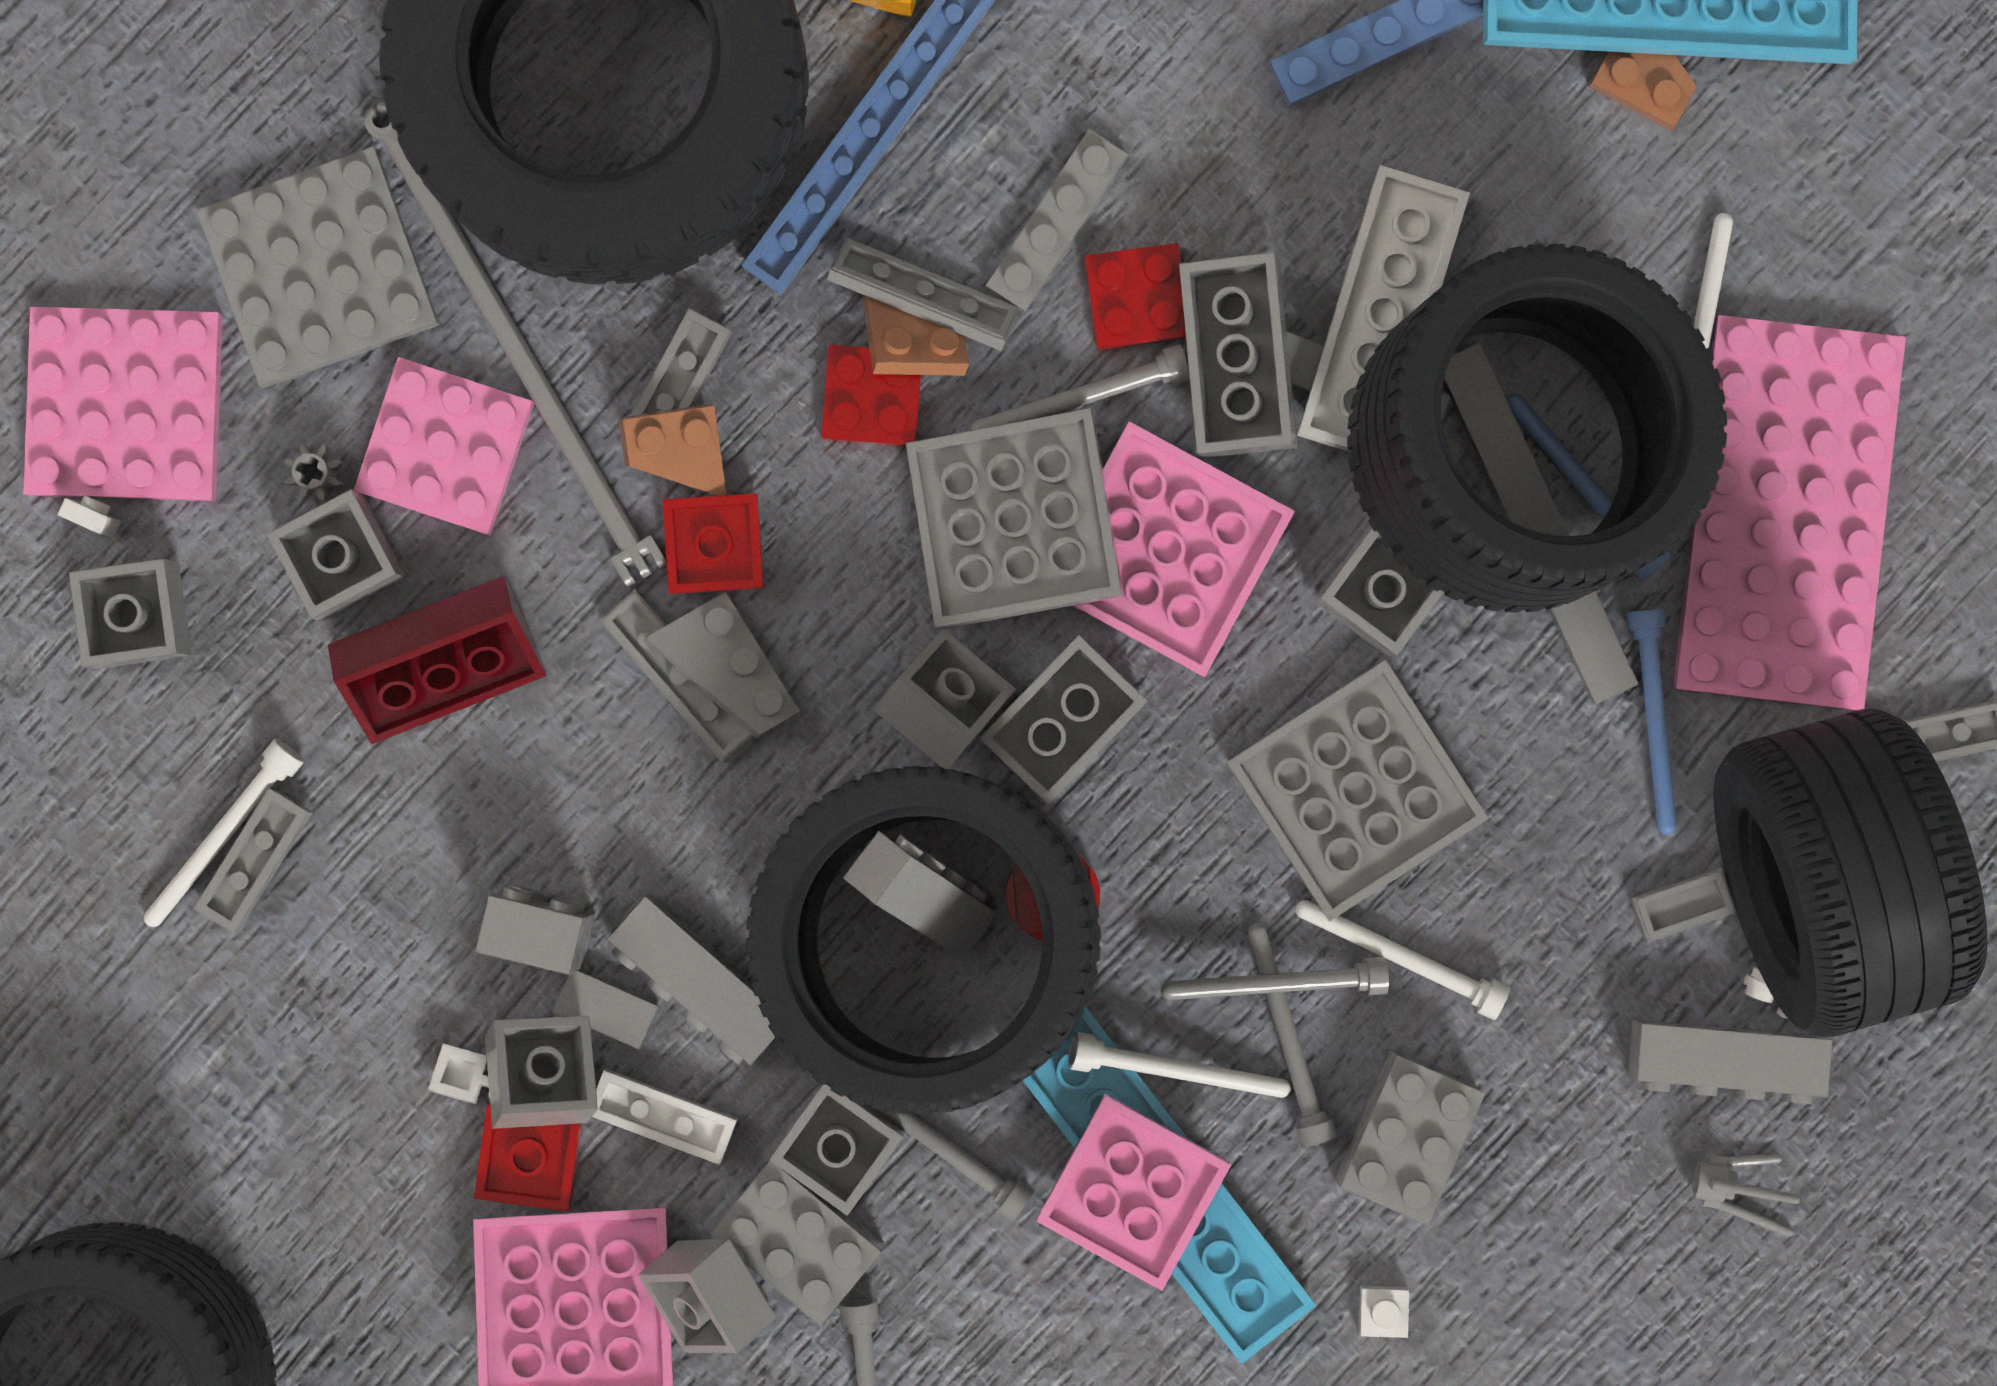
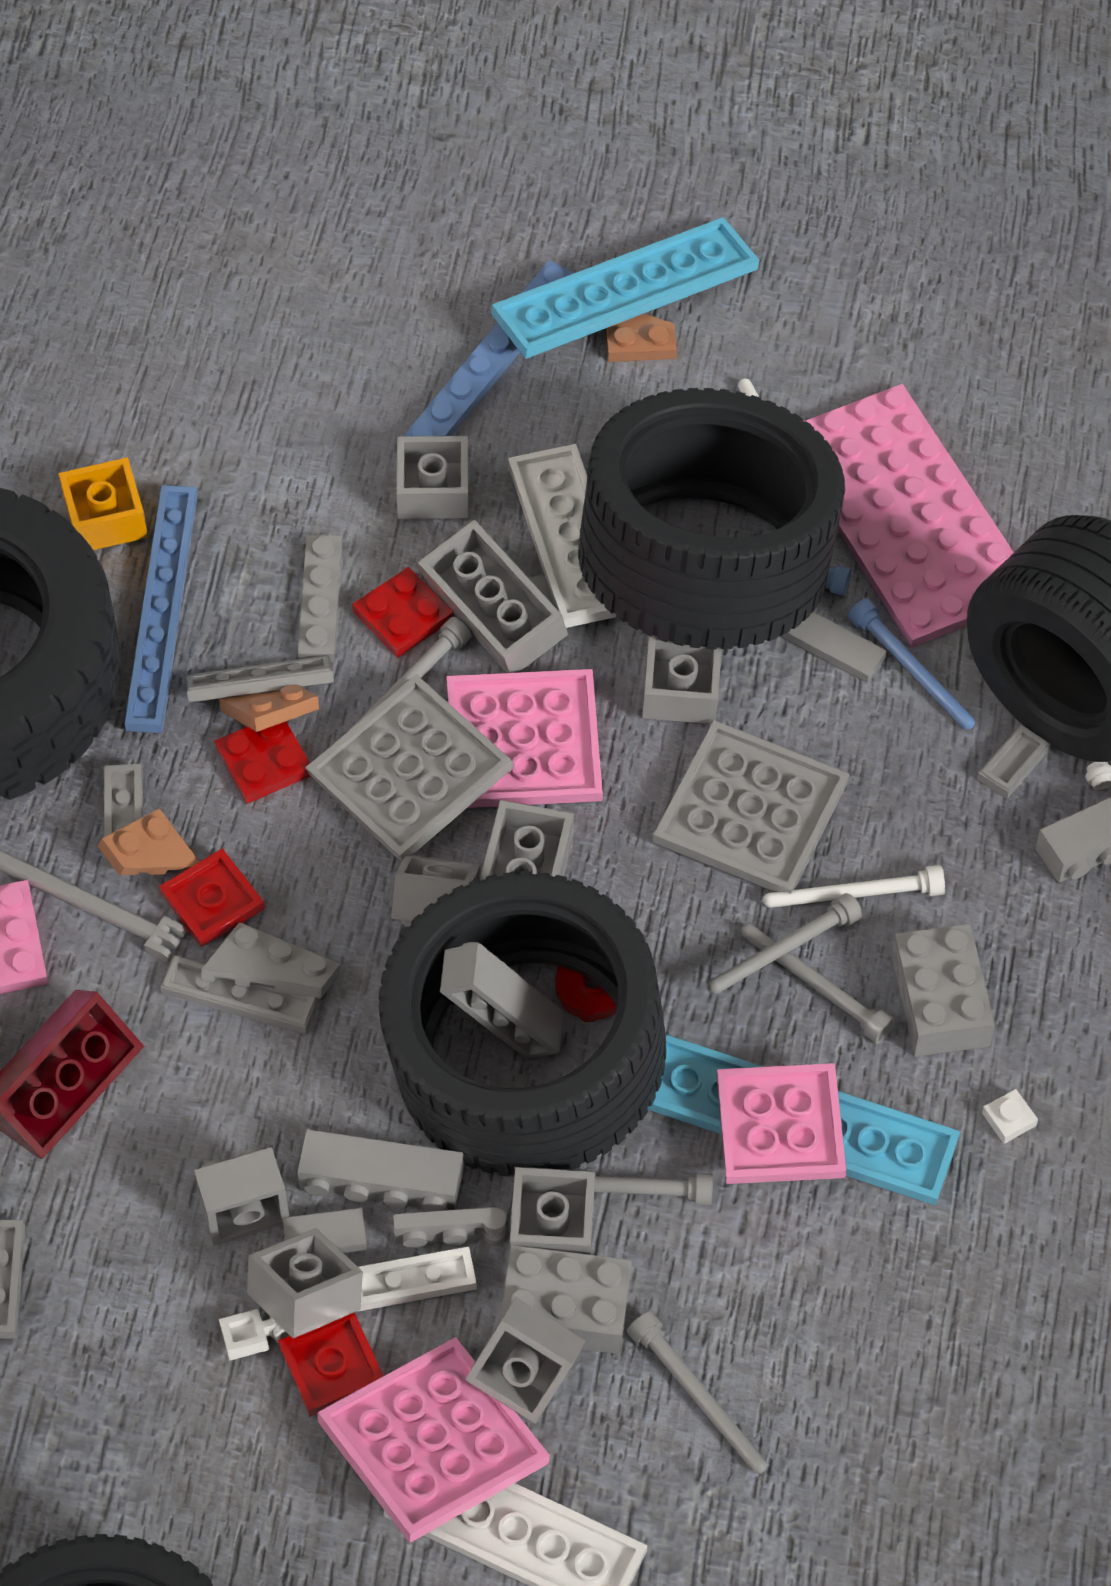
camera: 35 degrees left, 30 degrees down
(732, 1086) = (450, 1227): none -> light grey plate
(1089, 1053) = (686, 1053): white piece -> none
(1274, 143) = (432, 477): none -> light grey brick

